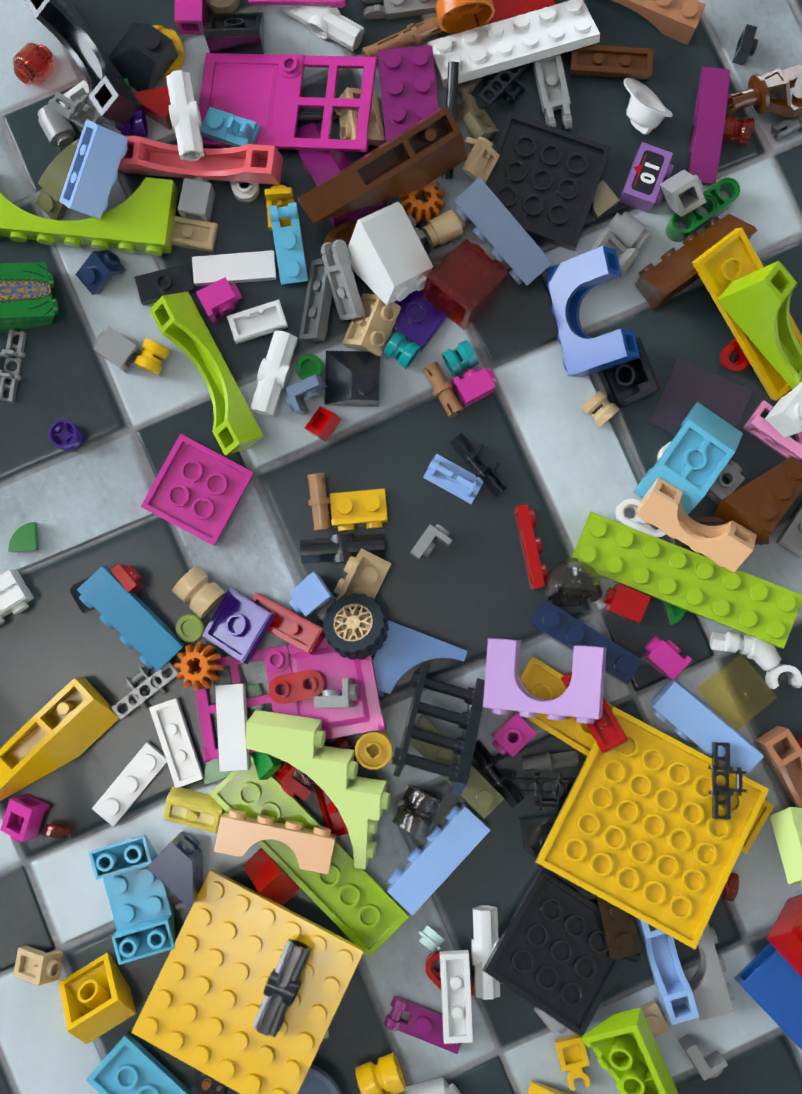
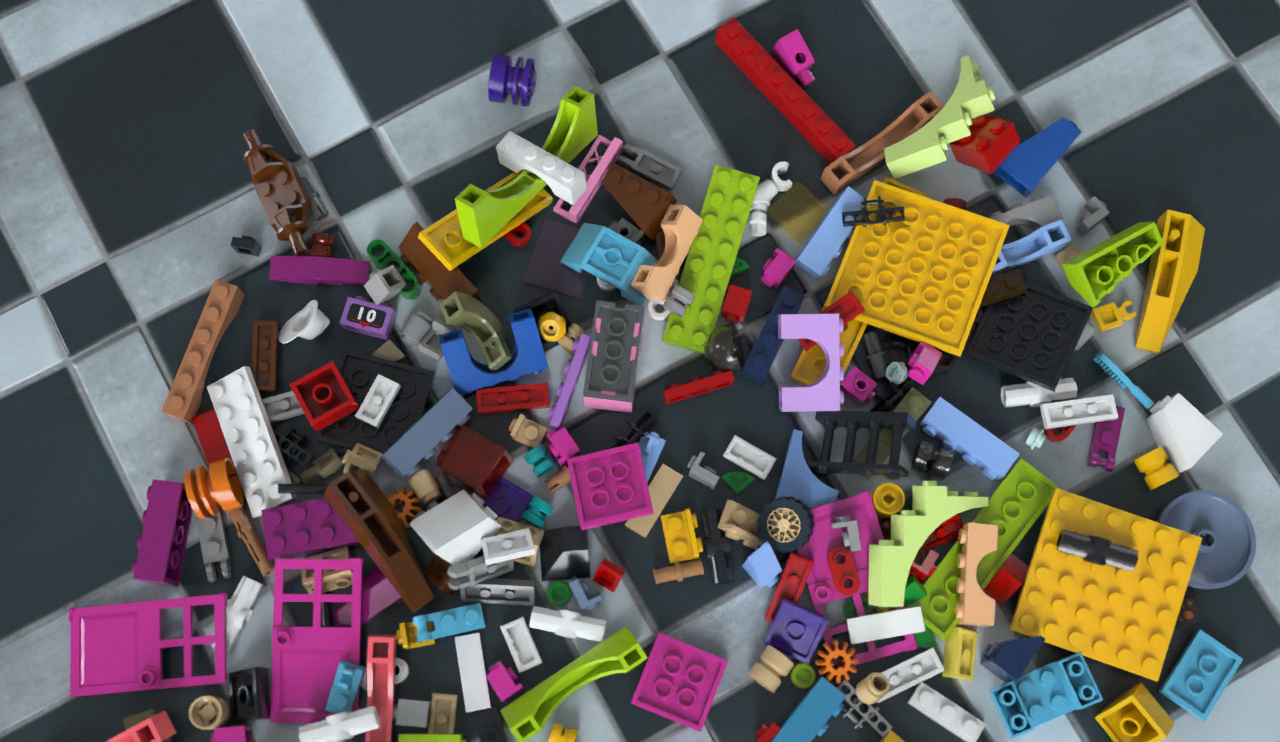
camera: 95 degrees left, 10 degrees down
(161, 701) = (872, 688): none -> tan brick
(361, 308) = (507, 546): none -> white plate
(403, 483) = (660, 491): none -> tan tile
(416, 581) = (737, 481): none -> green tile
(419, 430) = (610, 486): none -> dark pink plate
(441, 597) = (749, 457): none -> white plate
(492, 1057) = (1125, 381): none -> medium azure piece
(496, 347) = (527, 431): none -> tan bracket
(524, 783) = (897, 372): none -> light aqua plate
(532, 815) = (923, 362): none -> dark pink brick
(536, 334) = (512, 398): none -> red plate
(545, 179) = (378, 401): none -> white plate
(555, 118) = (324, 396): none -> red brick
(560, 403) = (566, 390): none -> medium lavender plate
(573, 449) = (613, 357): none -> dark grey piece
(619, 389) = (554, 320): none -> yellow plate
(628, 299) = (481, 323): none -> olive arch
(639, 536) = (679, 301): none -> light grey wheel

